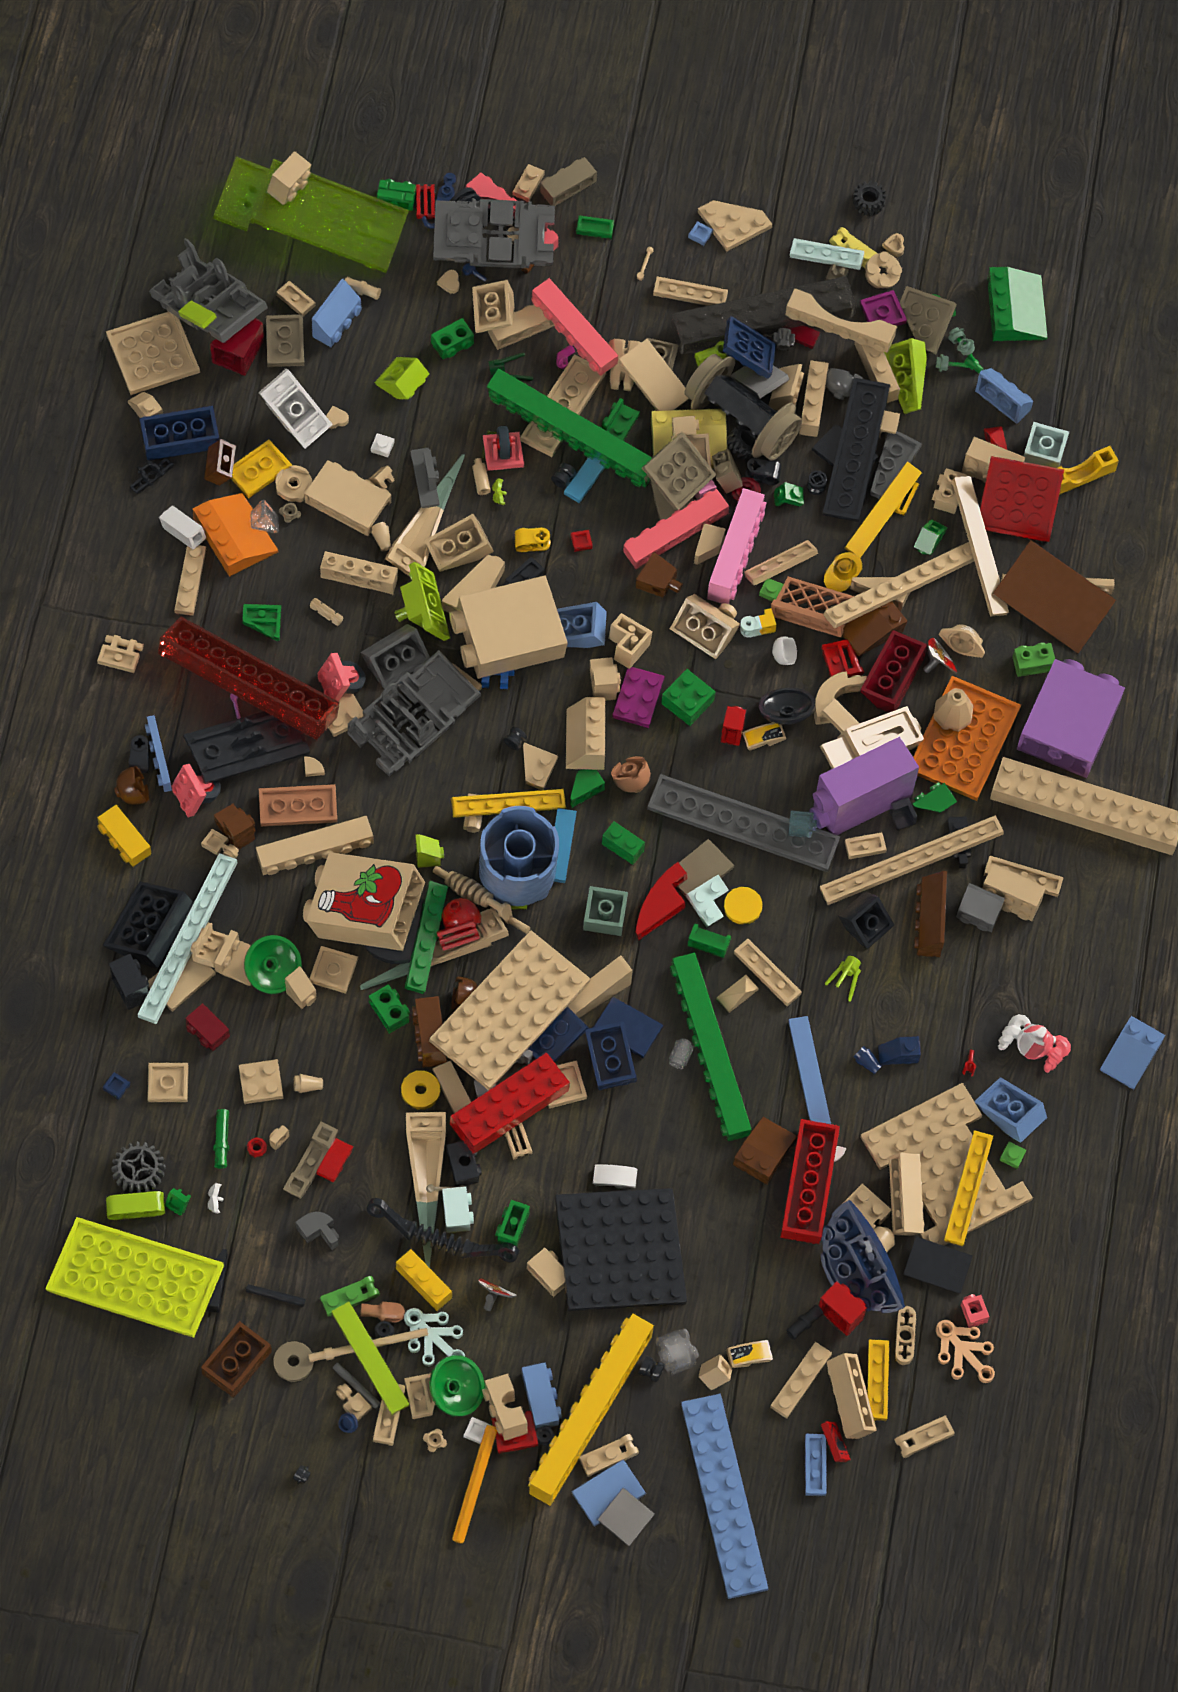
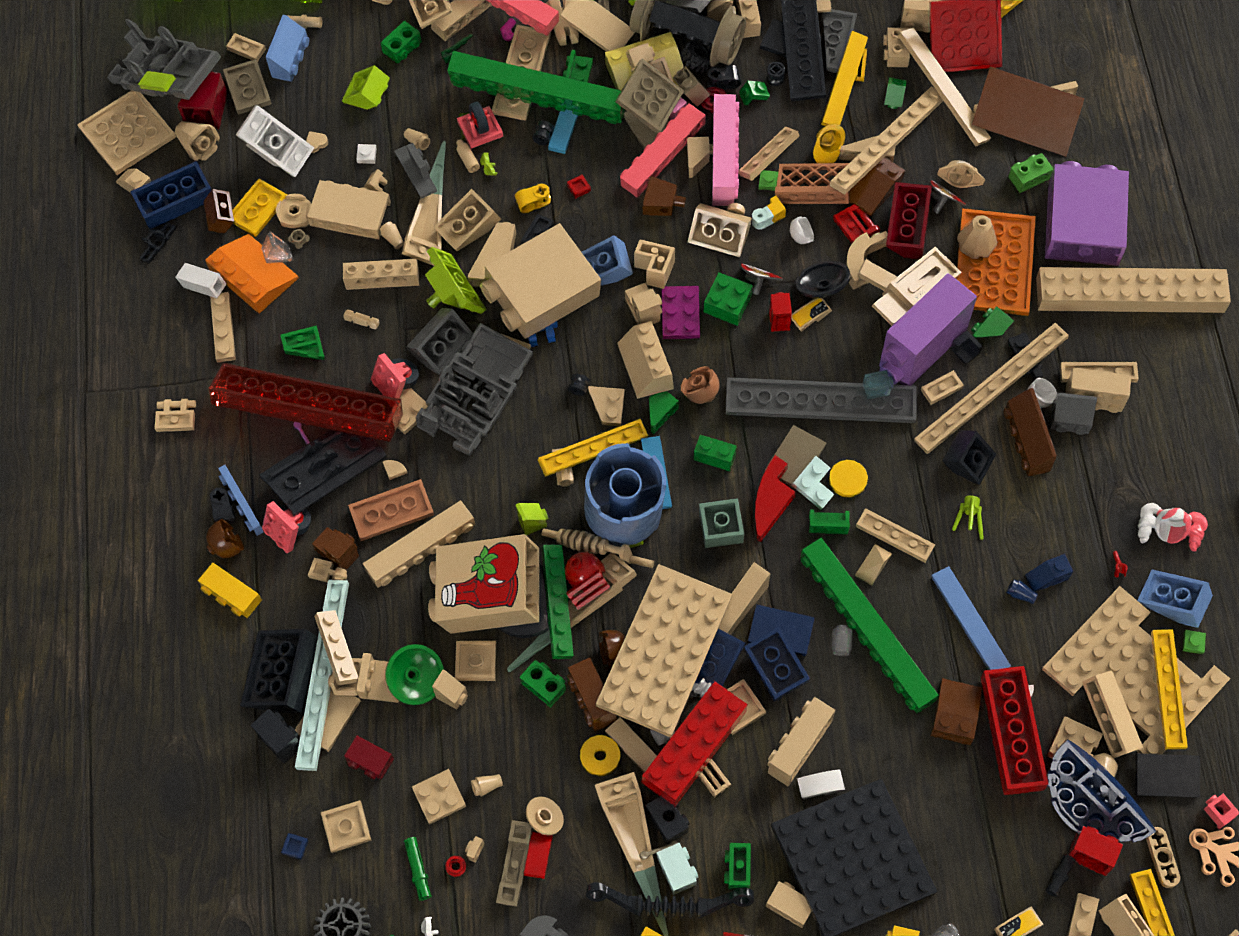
camera: 10 degrees left, 0 degrees up
(207, 917) = (336, 647): none -> plate
(220, 381) = (197, 139): none -> tan cone
(351, 1127) = (544, 815): none -> tan dish
(437, 445) = (419, 139): none -> tan cone
(533, 1055) = (702, 688): none -> light grey bush
(608, 1131) = (801, 741): none -> tan brick
(725, 682) = (757, 276): none -> shield
(958, 879) = (1044, 392): none -> white hair

